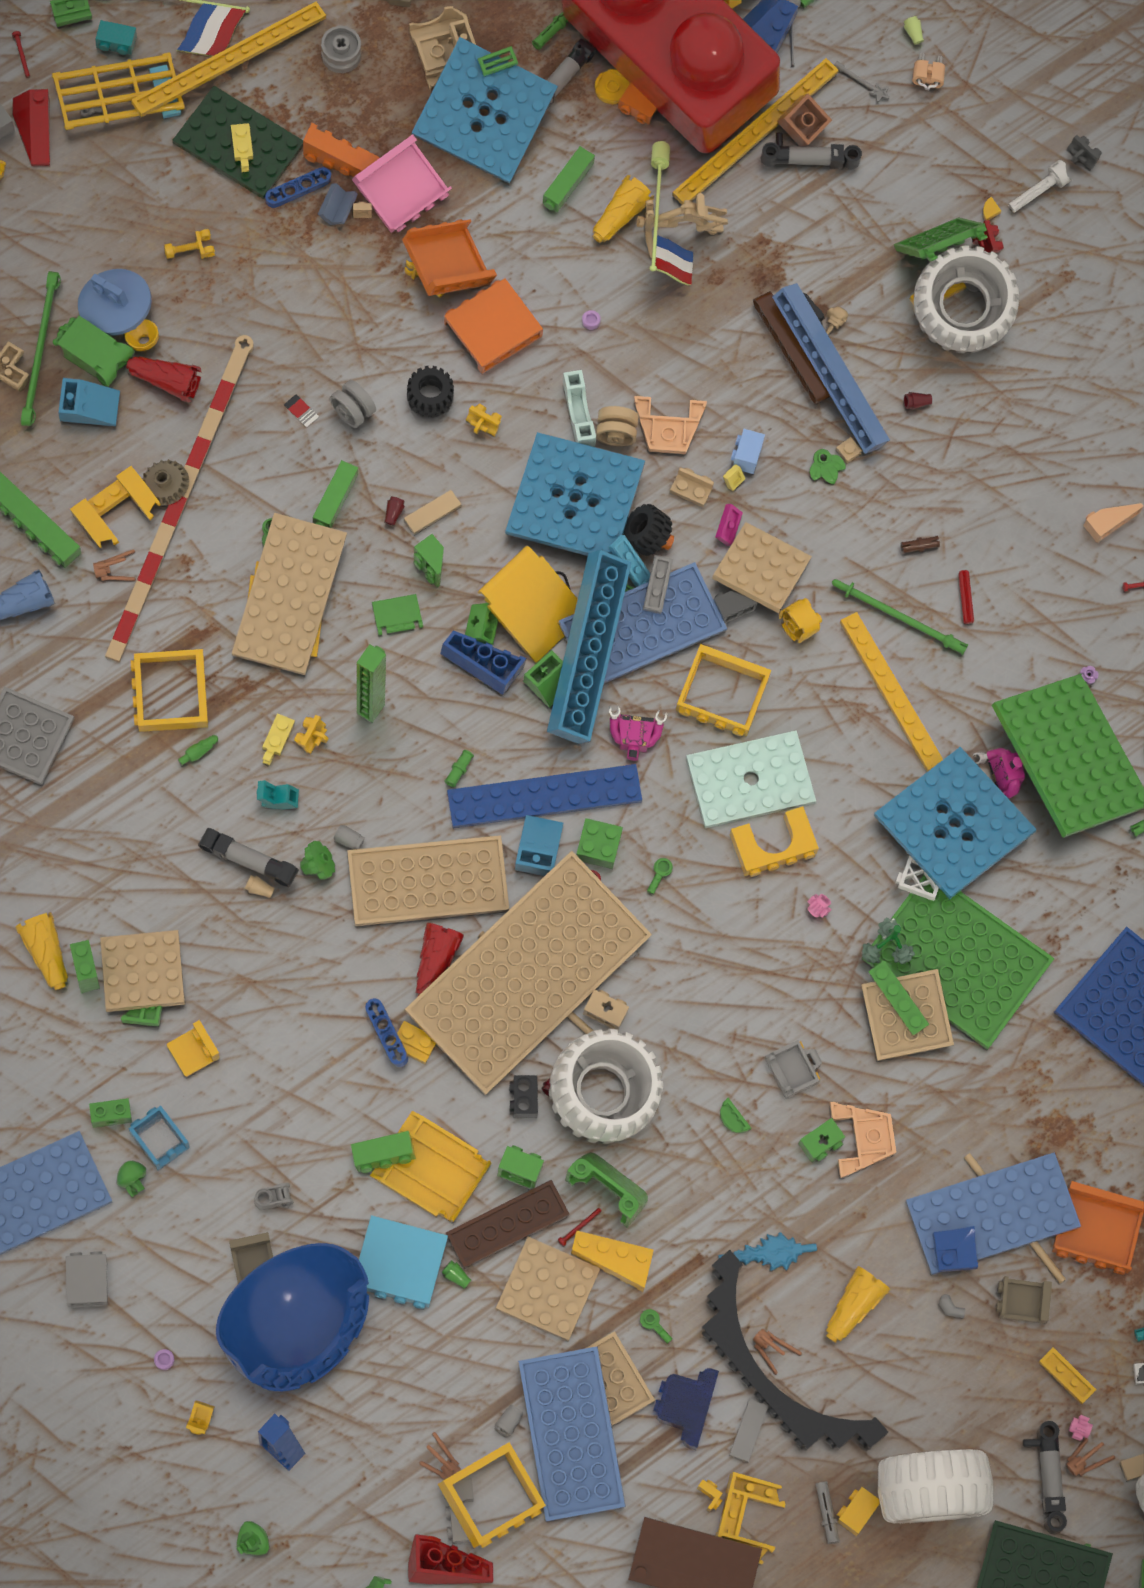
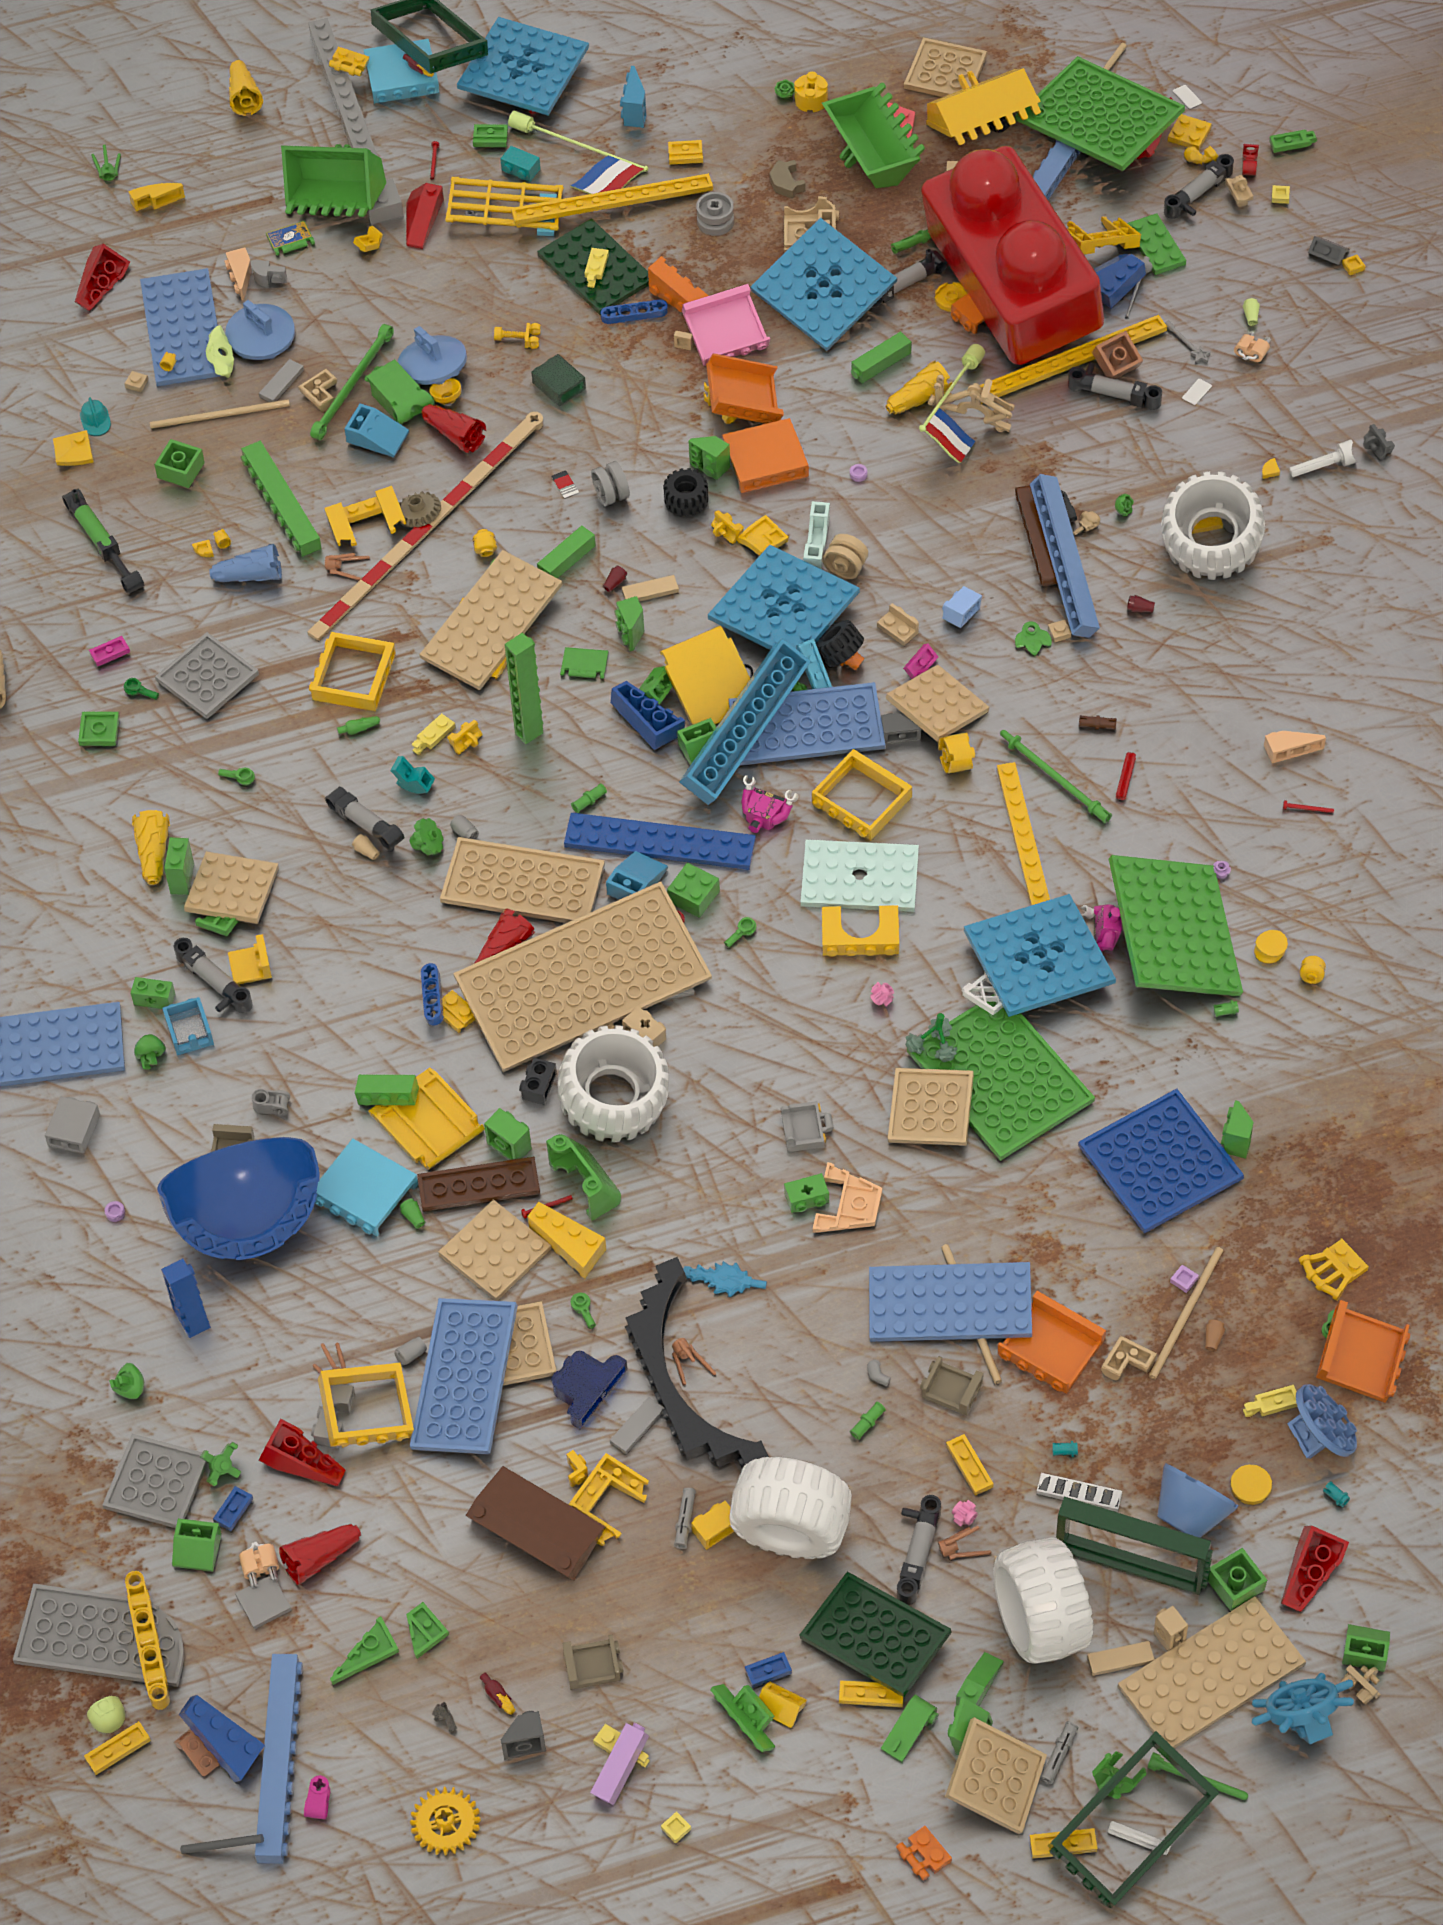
camera: 30 degrees right, 15 degrees down
(105, 840) = (243, 775): none -> bright green plate
(141, 1064) = (197, 962): none -> black piece
(200, 1417) = (125, 1267): yellow bracket -> none
(248, 504) = (484, 543): none -> yellow head
(251, 290) = (558, 380): none -> clear green brick
(337, 205) = (661, 330): sand blue panel -> none
(440, 343) = (710, 455): none -> bright green slope
(496, 69) = (847, 246): bright green tile -> none
(524, 421) = (762, 534): none -> yellow plate
(657, 584) = (832, 691): light grey tile -> none
(668, 433) = (895, 577): light nougat wing -> none
(732, 1118) = (729, 1154): bright green tile -> none
(734, 477) = (940, 625): light yellow plate -> none
(860, 1296) = (788, 1336): yellow cone -> none
(864, 289) = (1124, 504): none -> bright green plate
(889, 136) = (1197, 391): none -> white sticker
(898, 998) = (926, 1087): bright green plate -> none
(940, 237) = (1230, 468): bright green plate -> none
(955, 1249) = (899, 1319): blue plate -> none
(959, 1359) = (867, 1420): none -> bright green pin
(989, 244) = (1259, 486): red hips -> none

